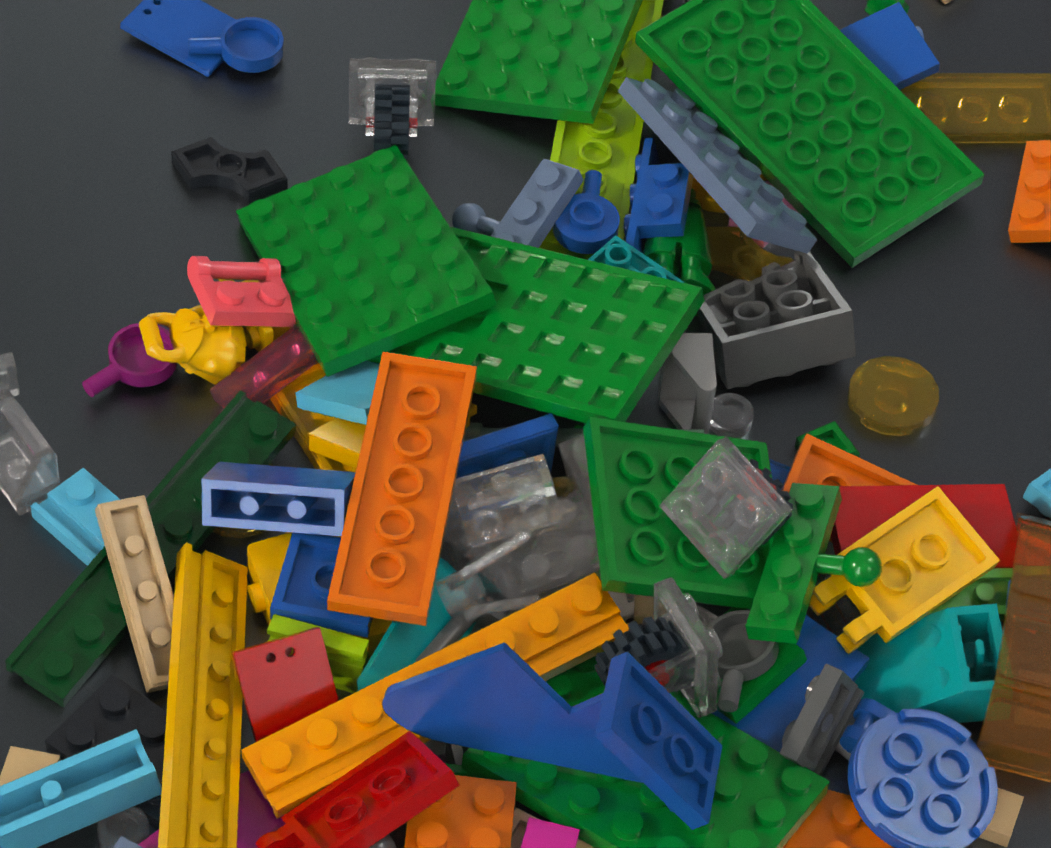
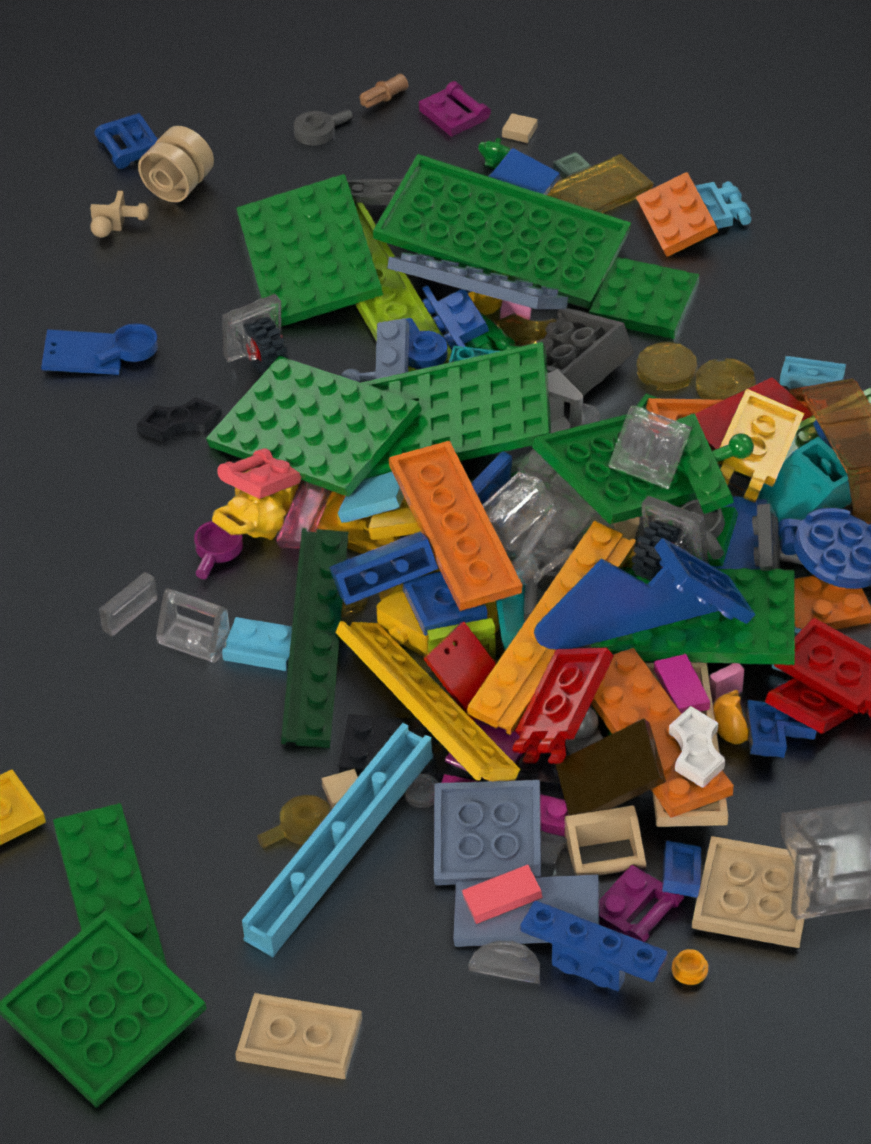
camera: 25 degrees left, 5 degrees down
(140, 584) = (336, 659): tan tile -> none
(936, 286) = (645, 296): none -> green plate
(955, 453) = (723, 379): none -> clear yellow tile
(975, 58) = (570, 165): none -> sand green tile

